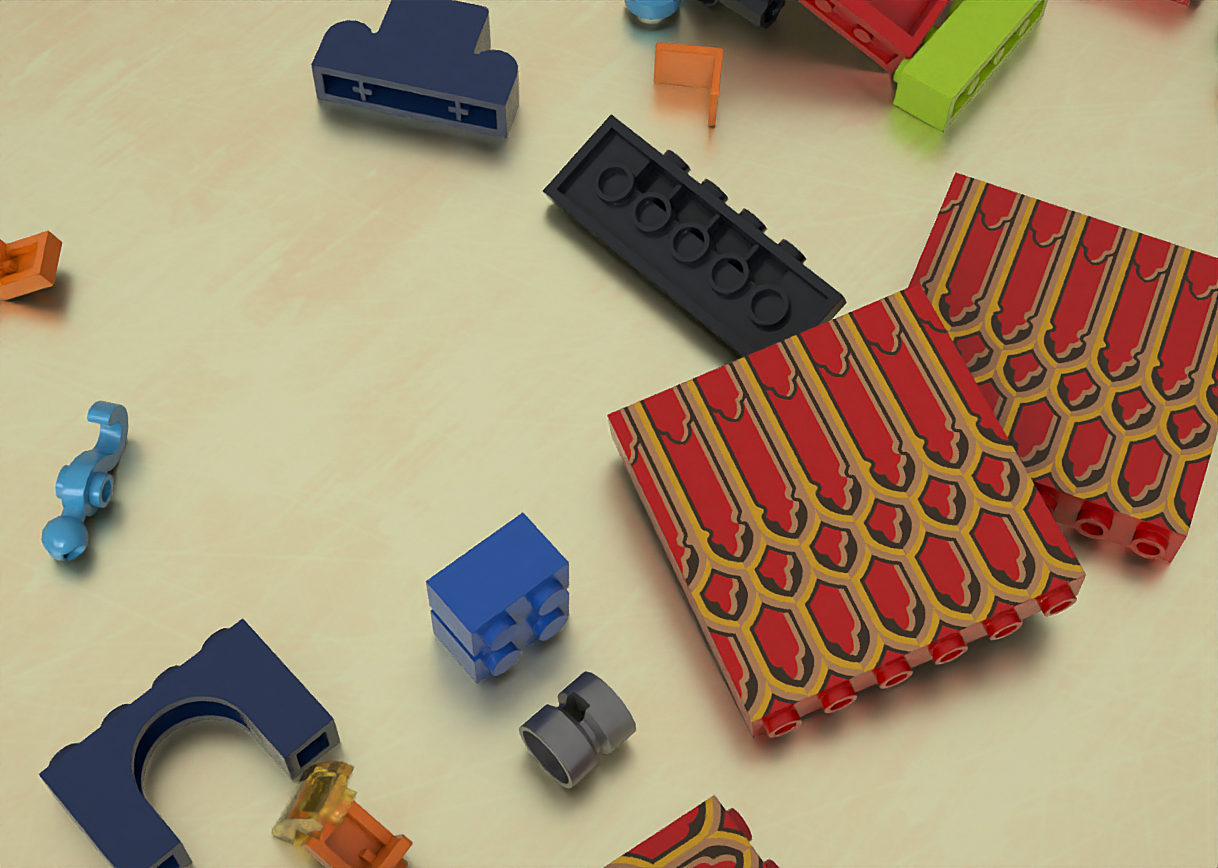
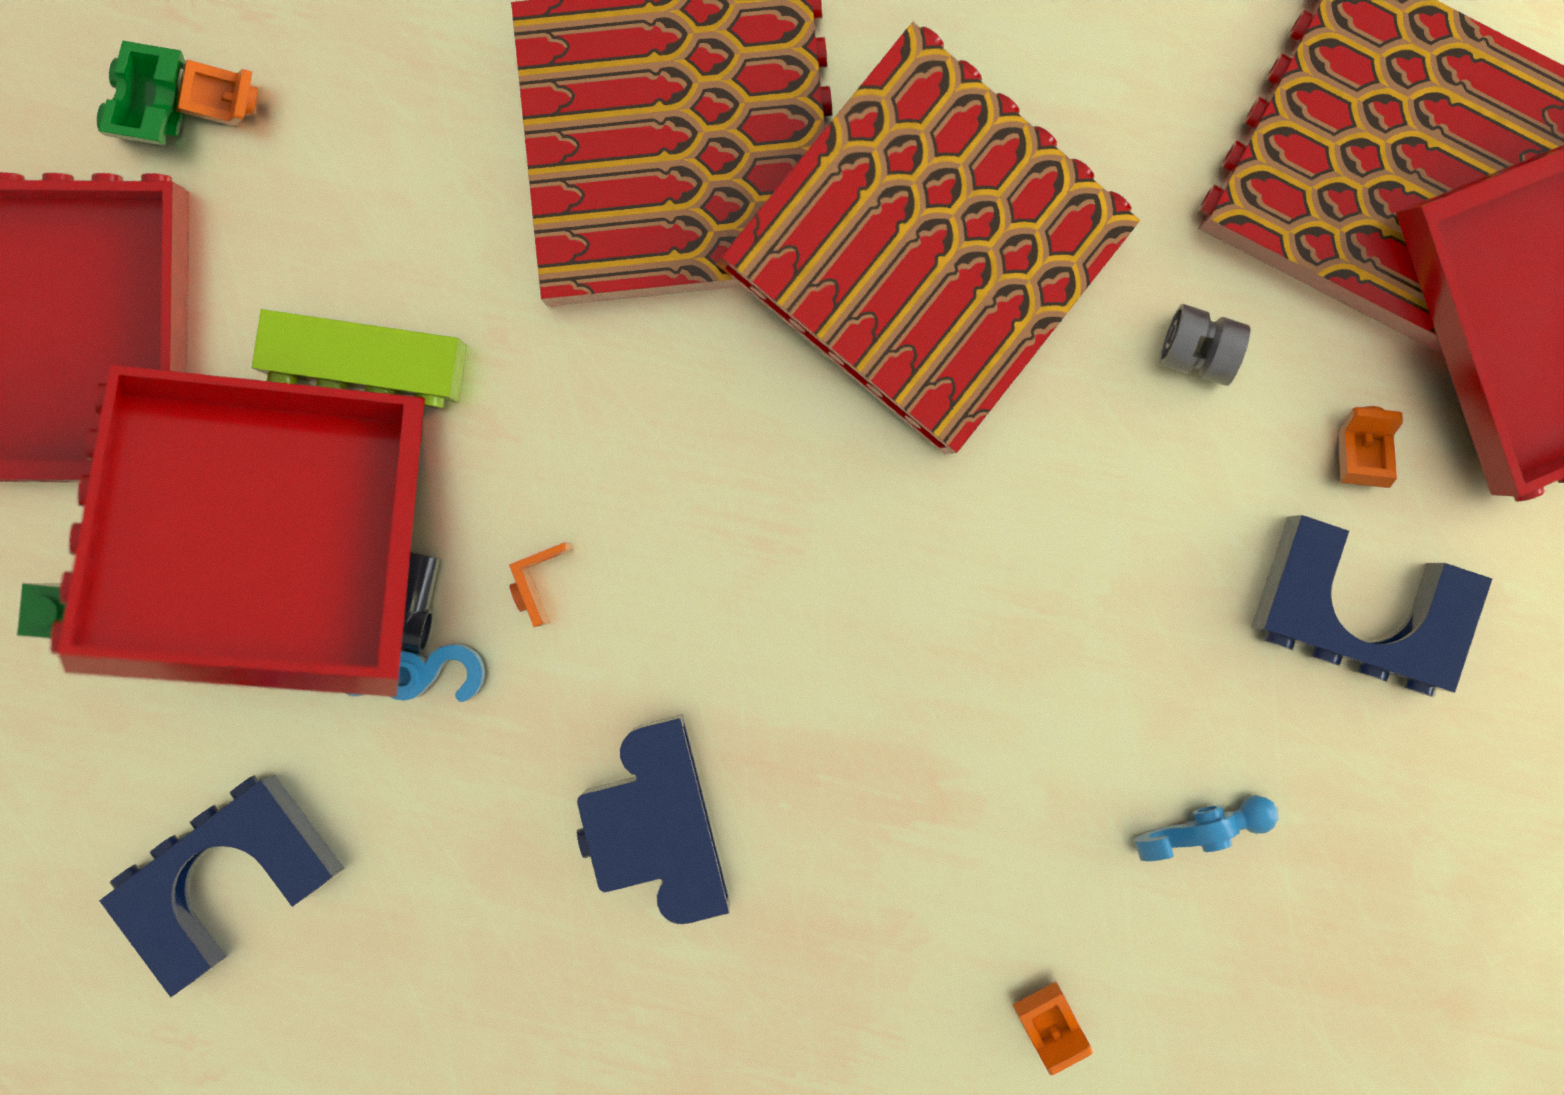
camera: 115 degrees left, 30 degrees up
(317, 800) = (1368, 489): clear yellow slope -> none
(500, 598) = (1148, 449): blue piece -> none
(691, 241) = (727, 485): black plate -> none

